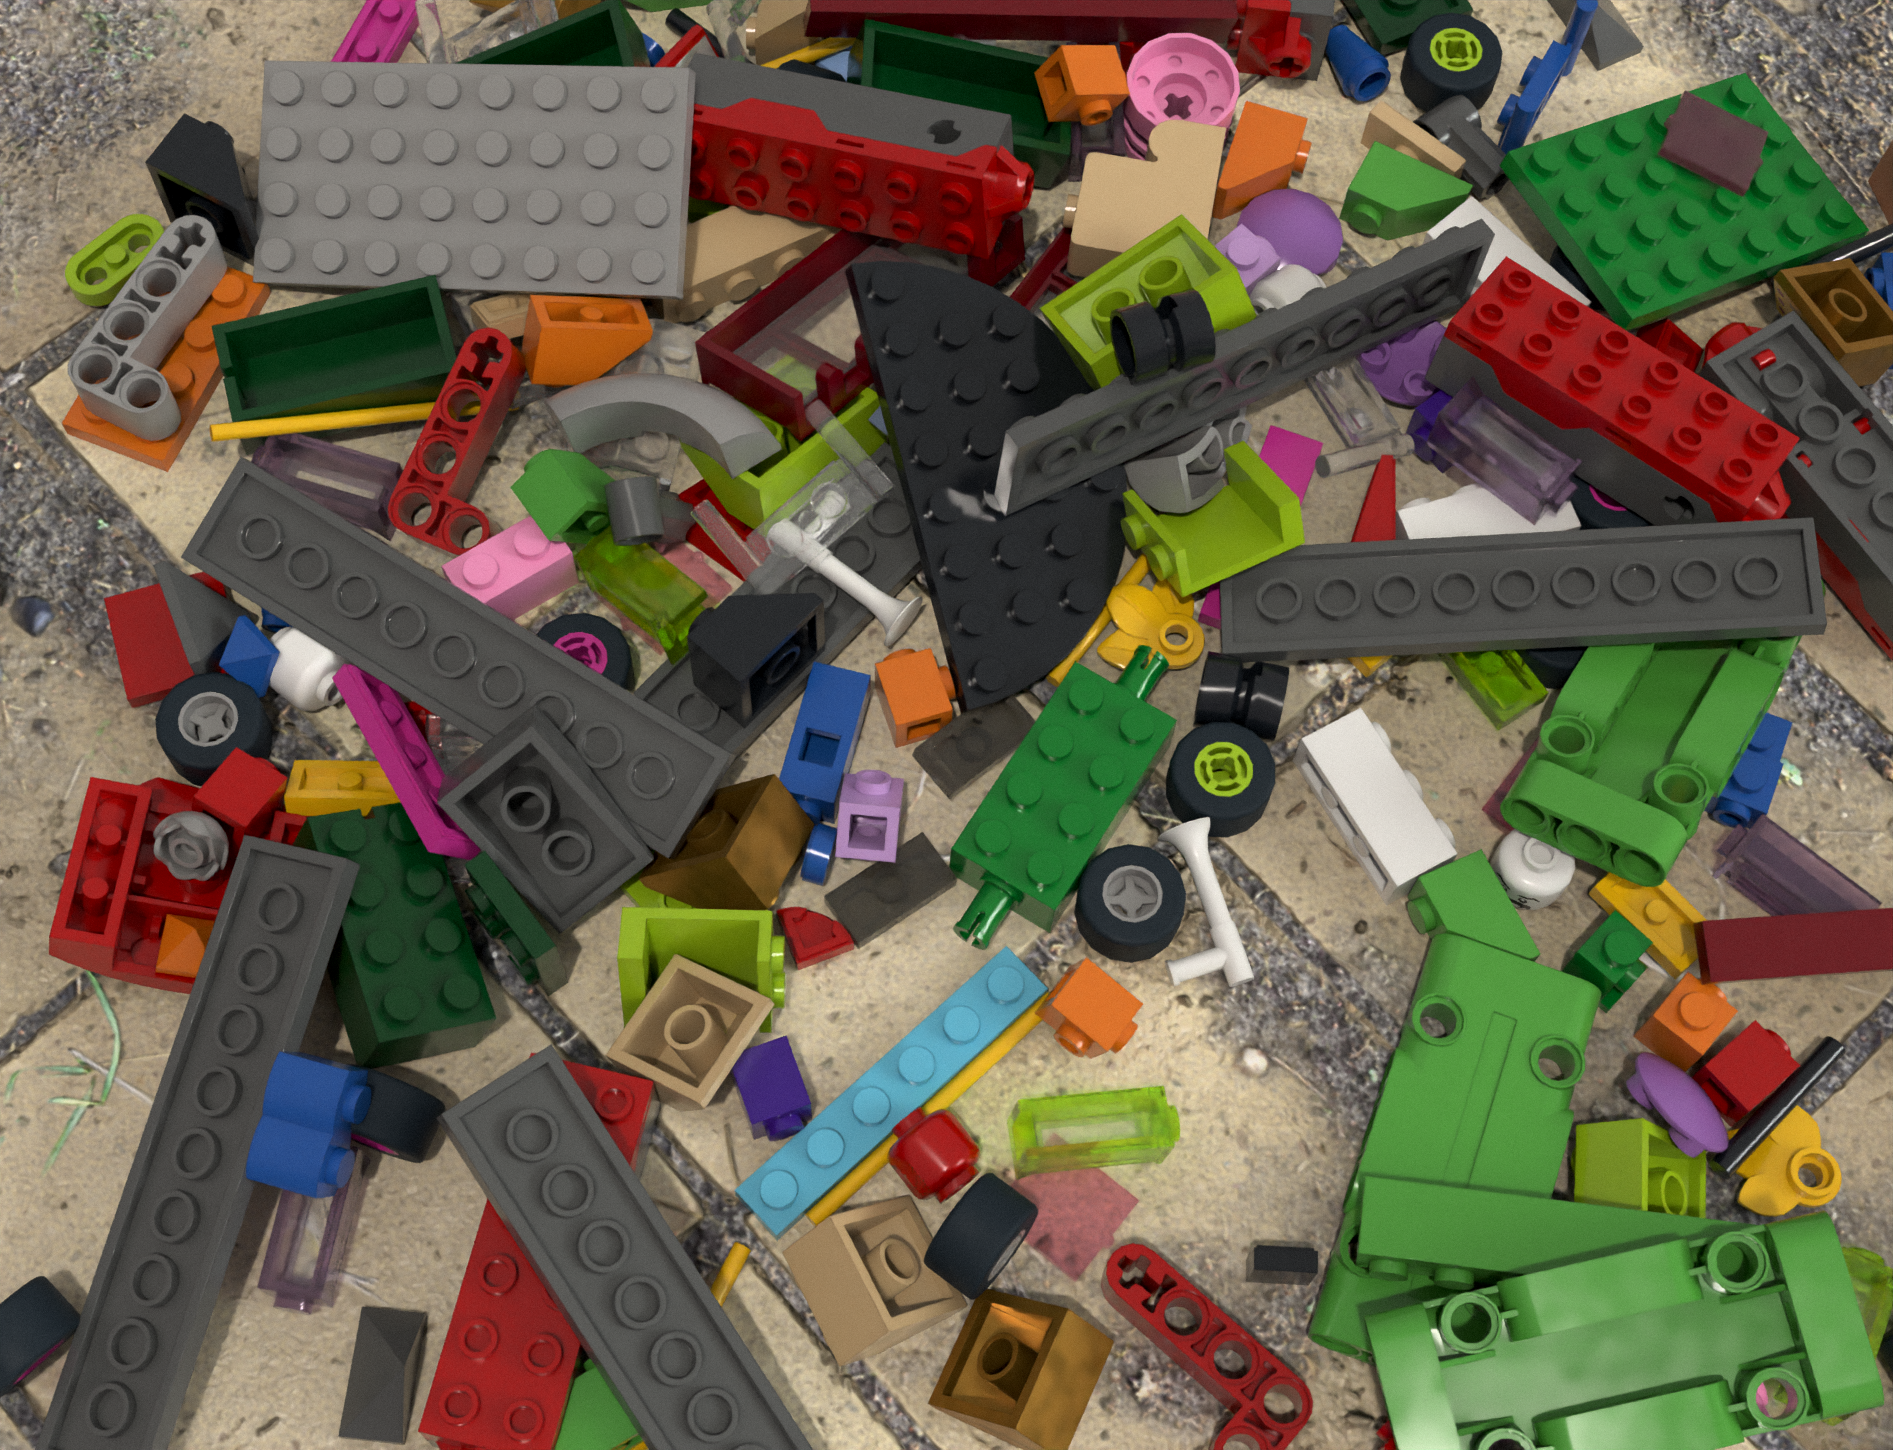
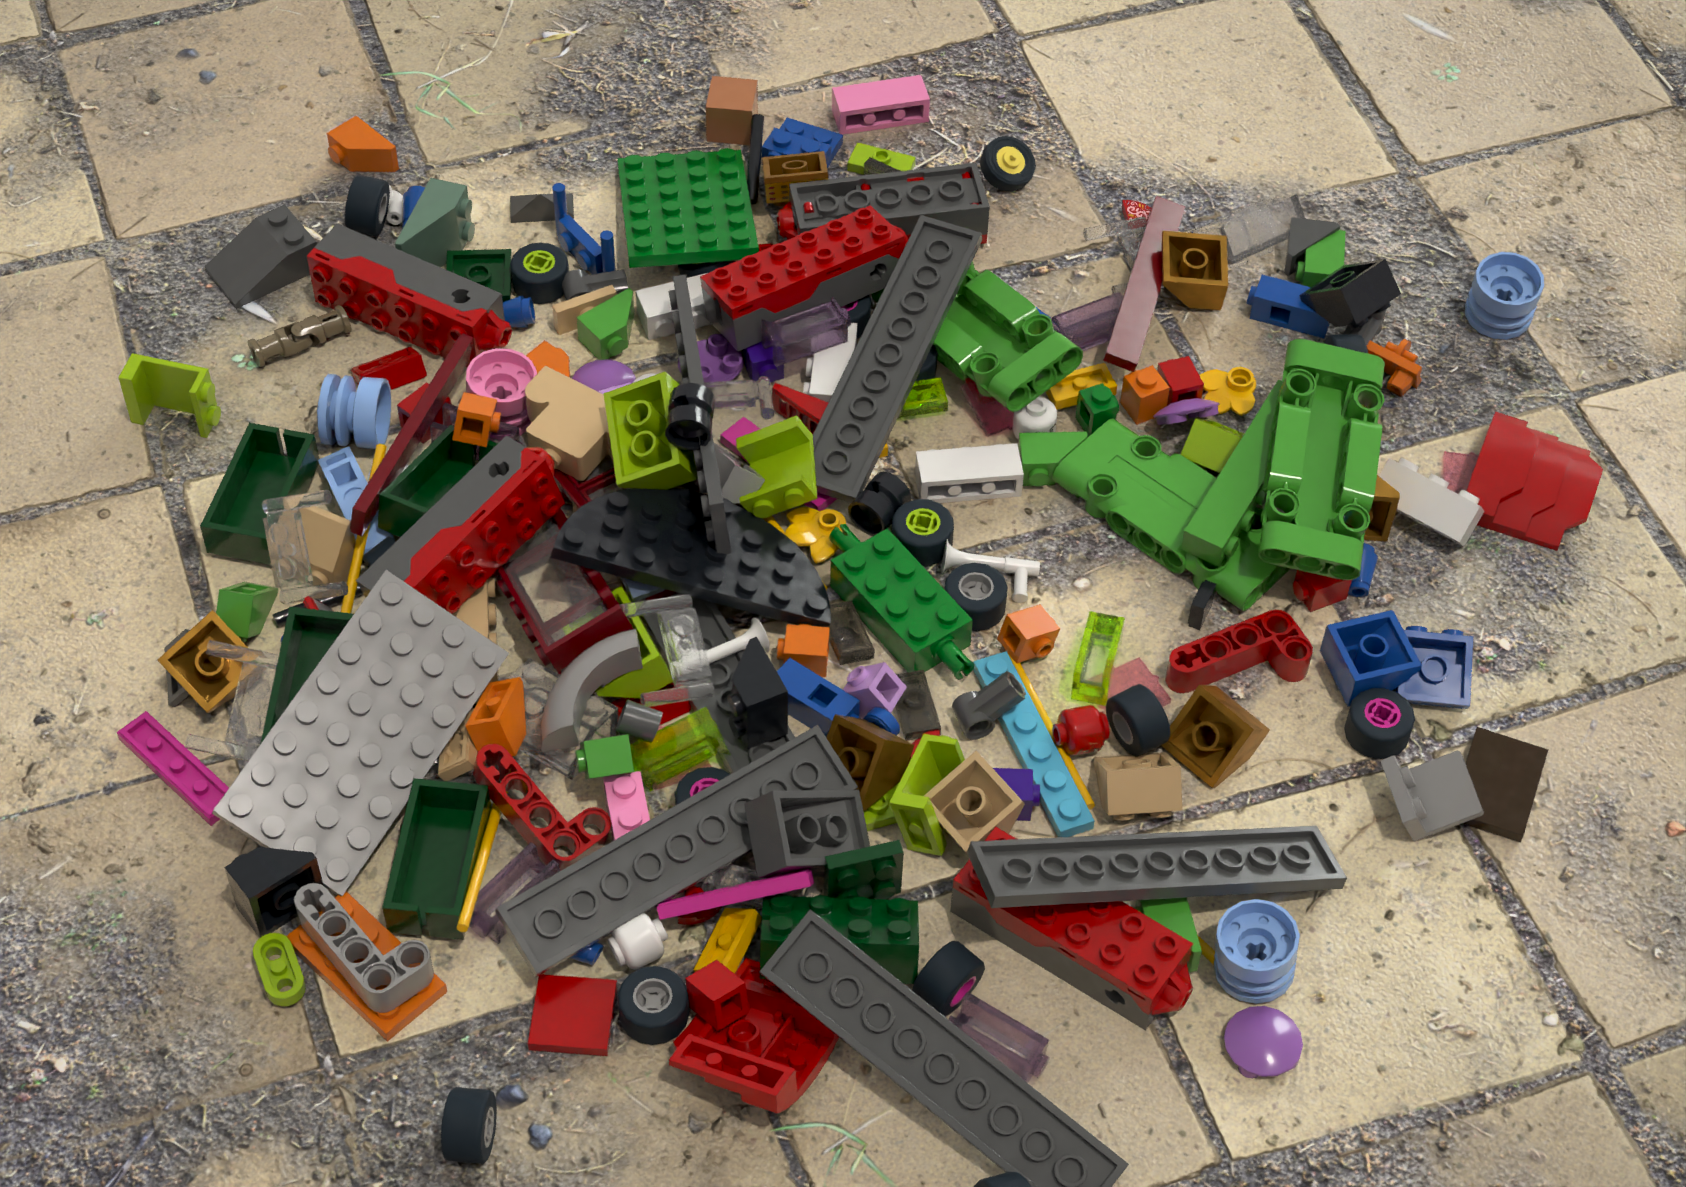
camera: 65 degrees left, 15 degrees down
(183, 945) = (797, 1050): orange slope -> none
(191, 845) = (739, 1020): light grey plate -> none
(200, 616) = (578, 988): dark grey slope -> none
(249, 656) = (619, 961): blue slope -> none
(307, 1124) = (955, 993): blue brick -> none
(382, 1375) = (1097, 1036): dark grey slope -> none
(912, 990) = (980, 709): none -> dark grey piece
(1713, 143) = (663, 180): clear pink piece -> none
(1777, 1107) = (1209, 389): black bar -> none

